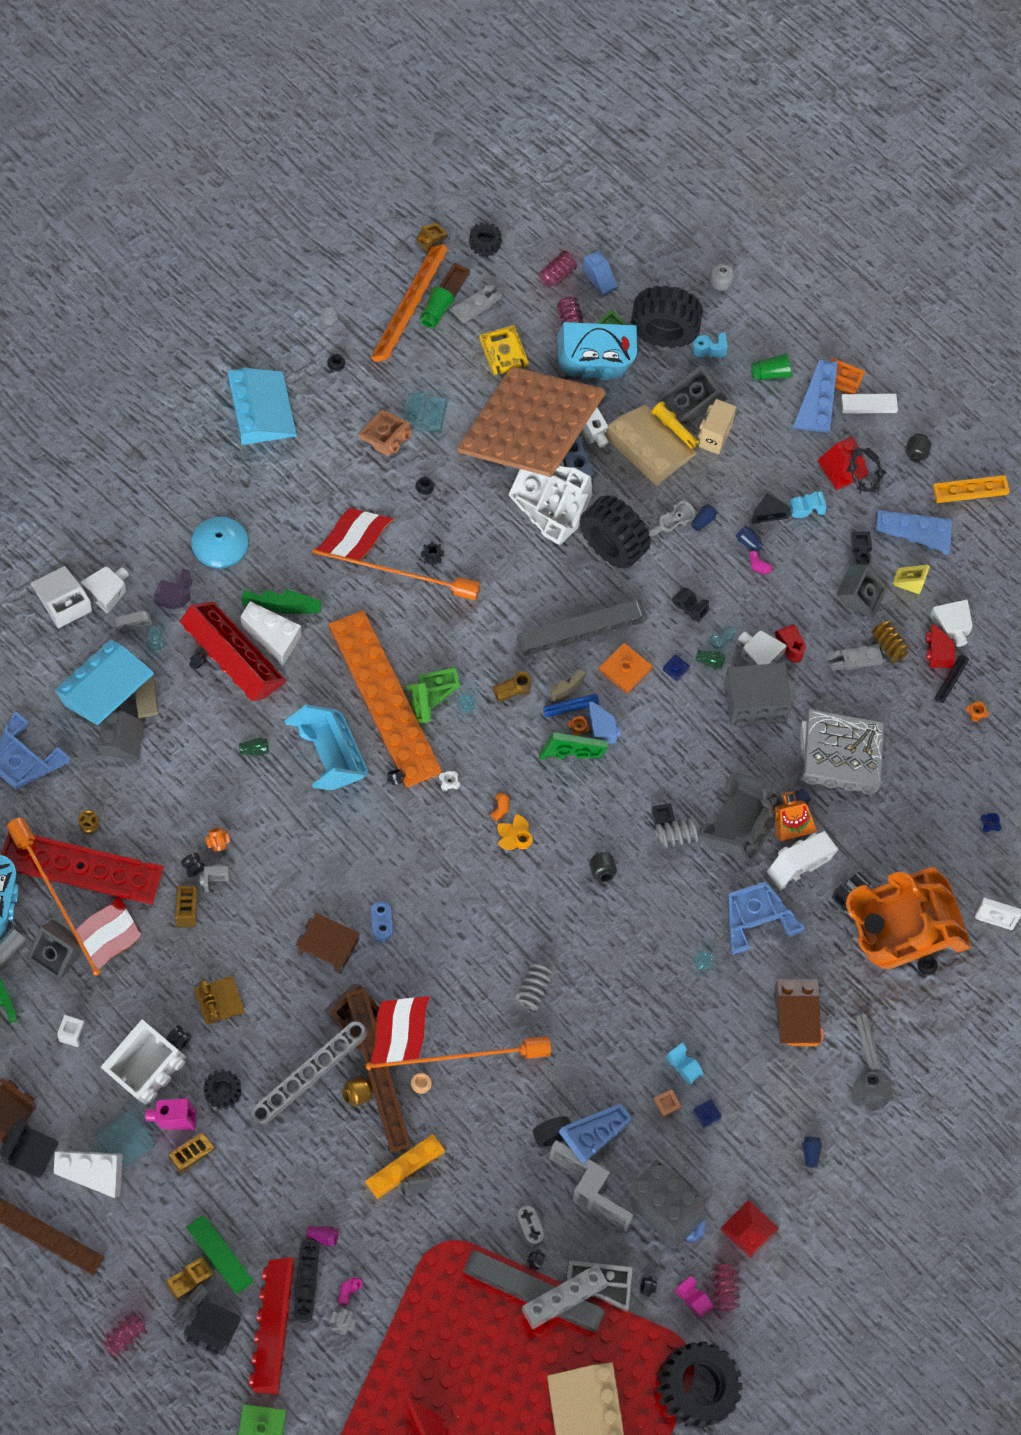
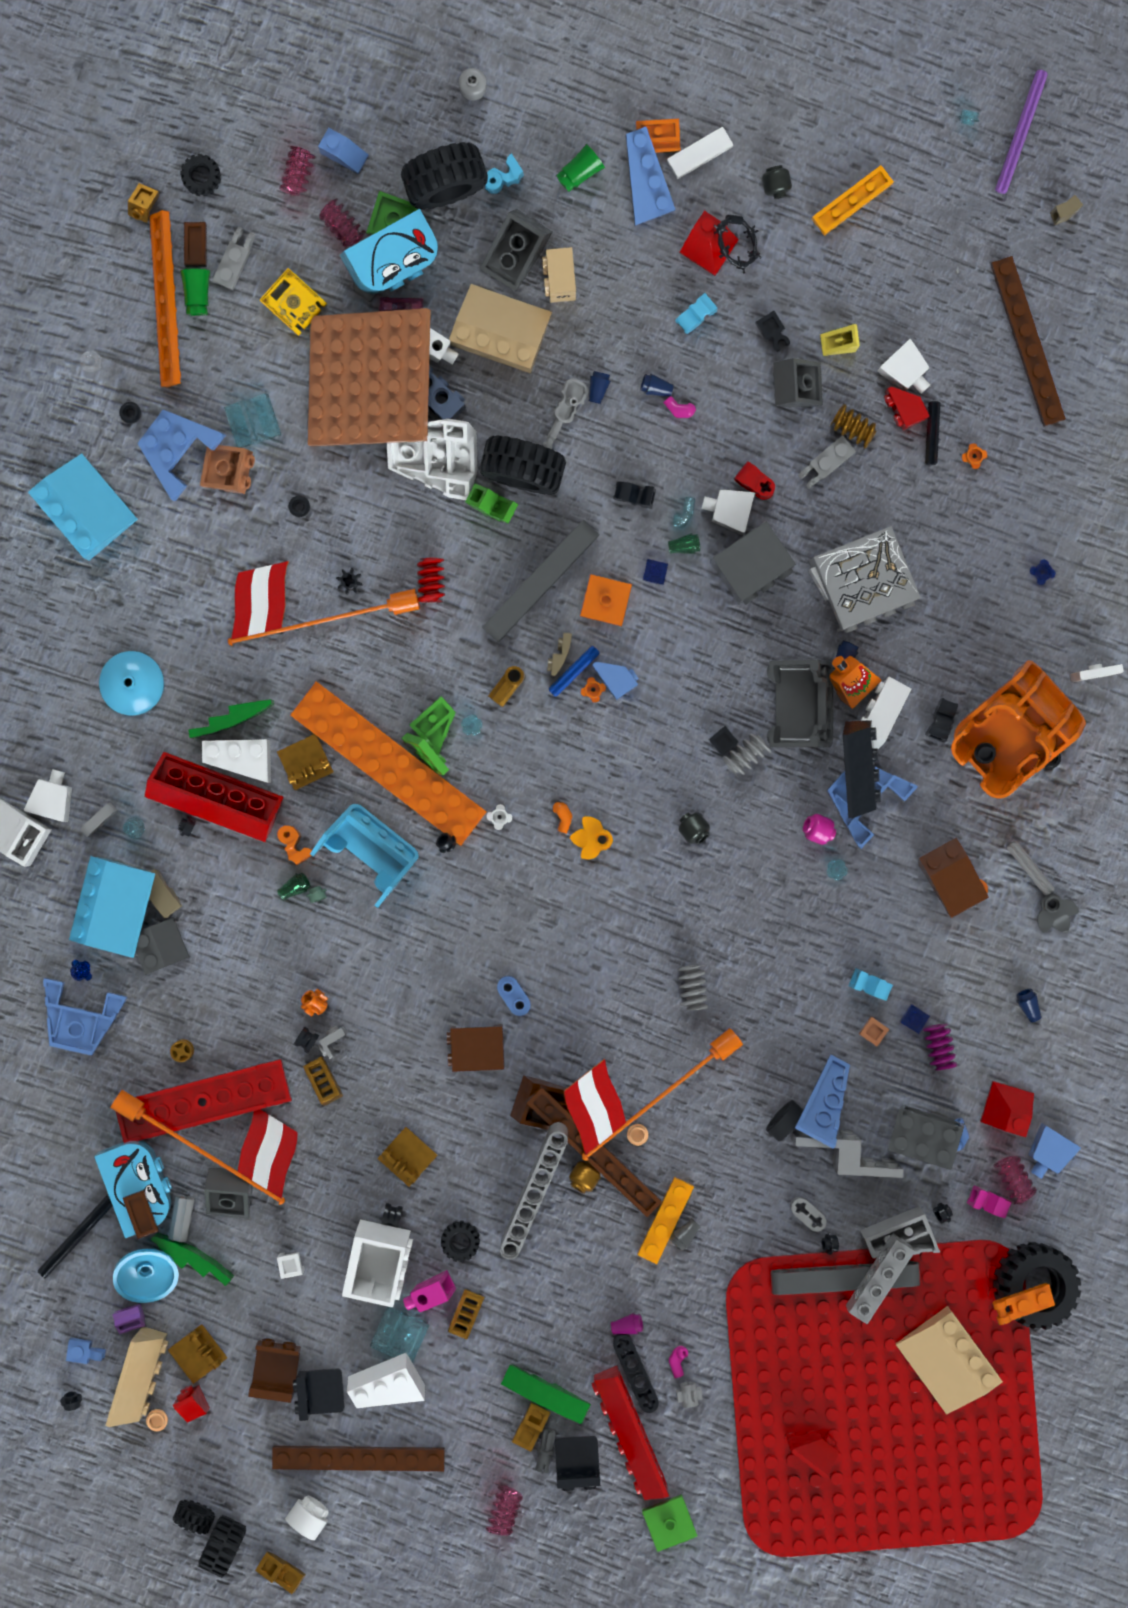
camera: 20 degrees left, 25 degrees up
(47, 721) = (80, 970): none -> clear blue plate
(174, 595) = (124, 768): clear purple brick -> none
(269, 762) = (316, 894): none -> sand green plate
(273, 712) = (291, 836): none -> orange leg
(319, 663) = (305, 762): none -> pearl gold hinge
(354, 393) = (168, 441): none -> medium blue wing
(495, 583) = (430, 580): none -> red piece
(564, 745) = (607, 715): green wing -> none
(573, 553) = (491, 503): none -> bright green brick
(669, 419) = (506, 291): yellow pin -> none
(680, 1380) = (1023, 1303): none -> orange plate
(705, 920) = (819, 829): none -> dark pink head
(716, 1142) = (940, 1047): none -> magenta piece
(764, 877) = (860, 767): none -> black slope
(770, 510) = (660, 340): black slope -> none
(770, 1282) = (1051, 1151): none -> medium blue torso
(926, 530) = (826, 275): medium blue wing -> none

